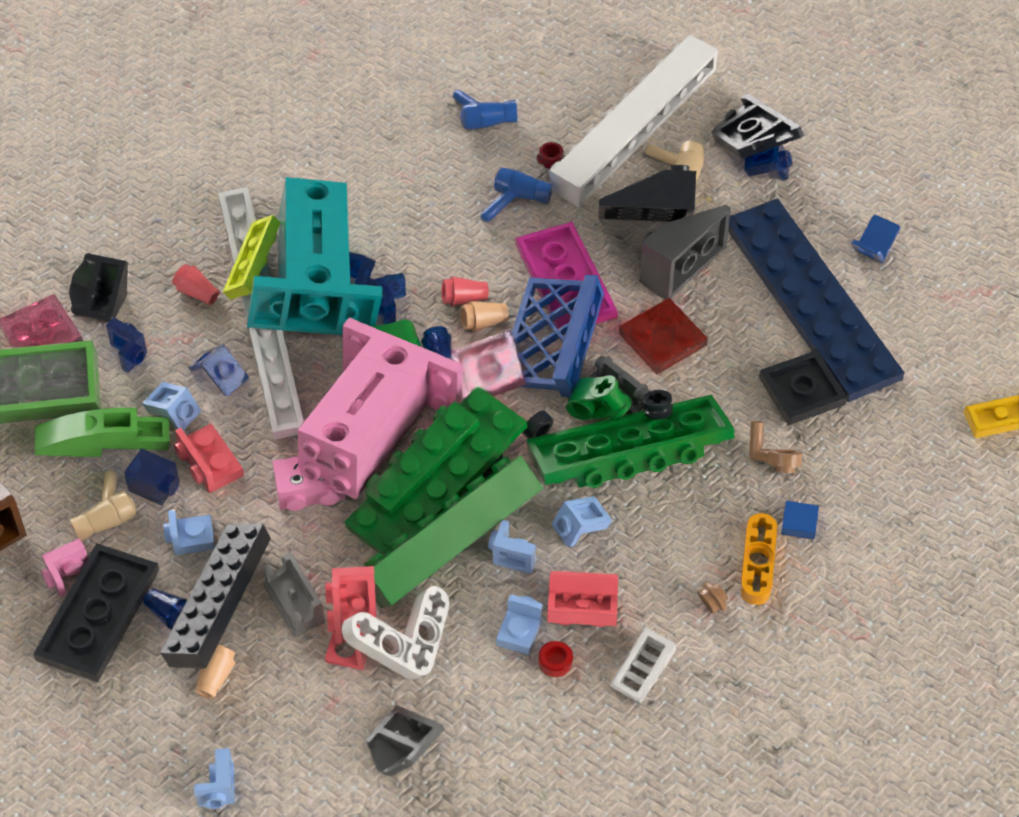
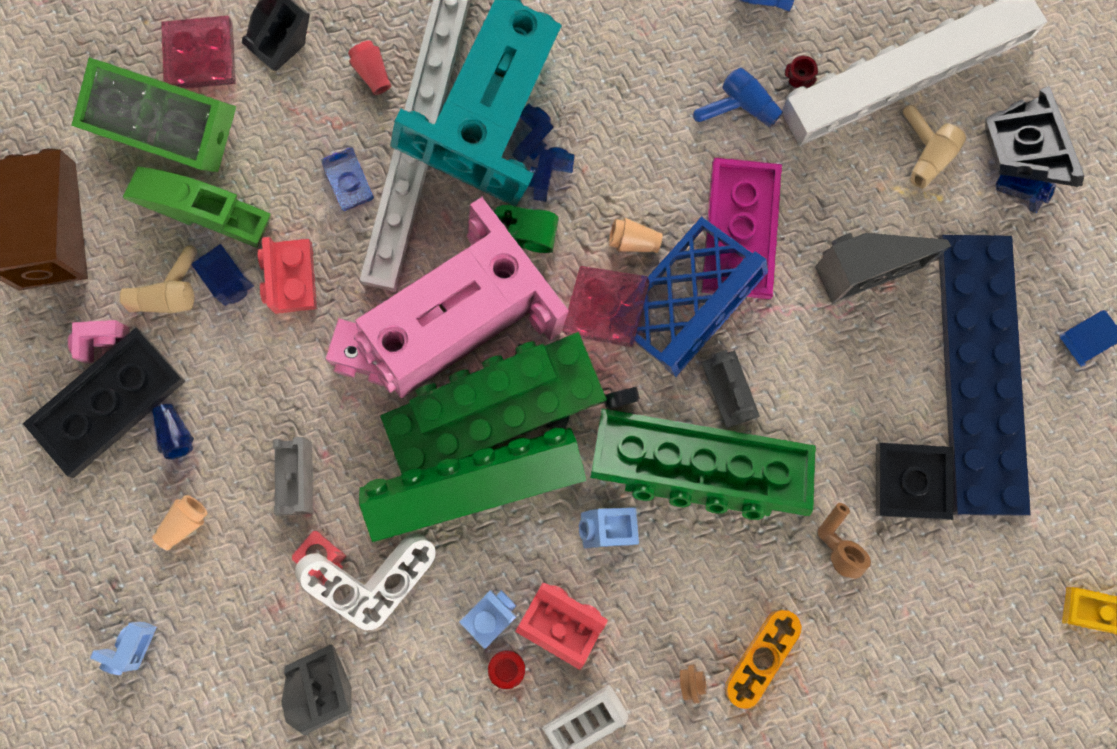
camera: 25 degrees right, 25 degrees up
(129, 342) = (276, 117): clear blue bracket -> none
(174, 403) = (282, 200): light blue bracket -> none
(189, 534) = (230, 354): light blue bracket -> none
(215, 596) = (213, 447): black piece -> none
(251, 256) = (432, 66): neon yellow plate -> none
(351, 593) = (332, 519): coral bracket -> none
(438, 341) = (568, 257): clear blue cone -> none
(460, 291) = (627, 198): coral cone -> none
(510, 552) = (525, 535): light blue bracket -> none
(597, 399) = (696, 398): green piece -> none
(657, 198) = (875, 196): black slope -> none
(658, 404) = (756, 426): black bush -> none
(663, 335) = (804, 346): clear red plate -> none
(800, 520) = (828, 633): blue tile -> none

